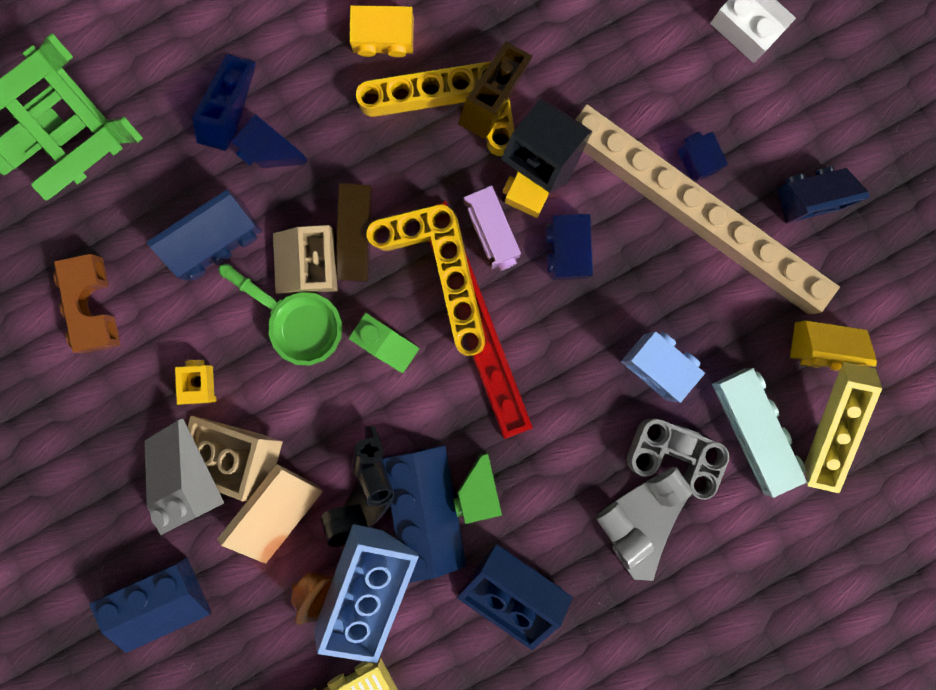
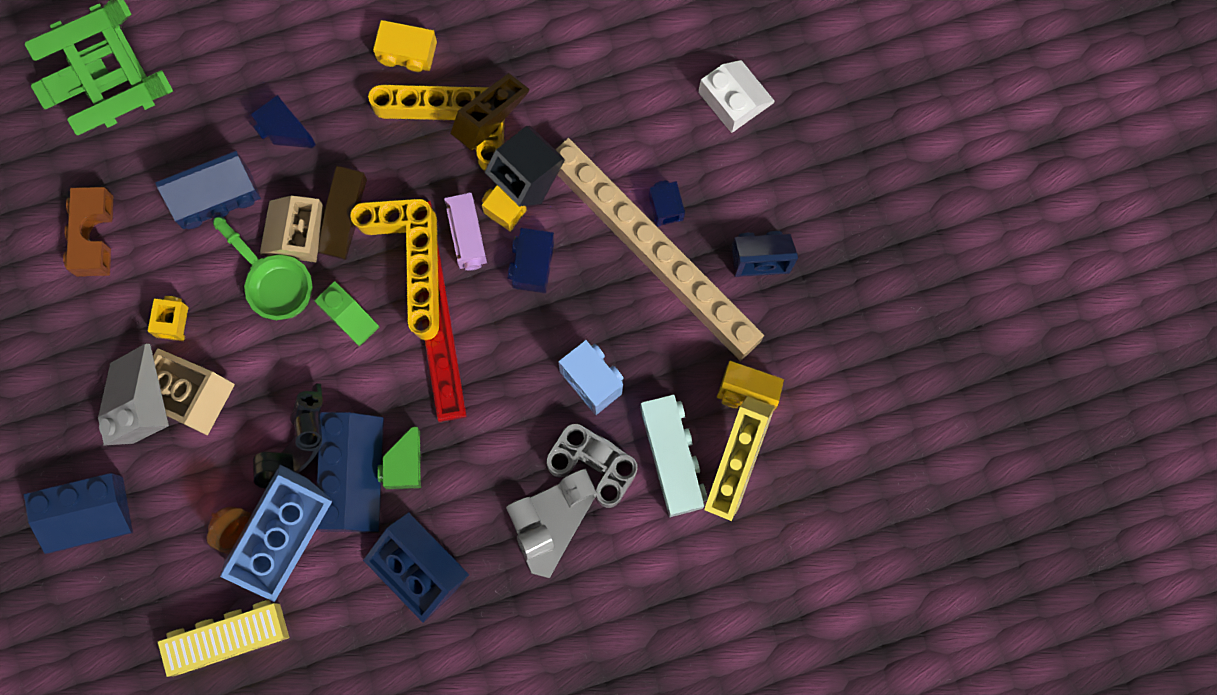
camera: 10 degrees right, 10 degrees down
(223, 103) = (251, 82): clear blue slope -> none
(270, 514) = (208, 446): tan tile -> none

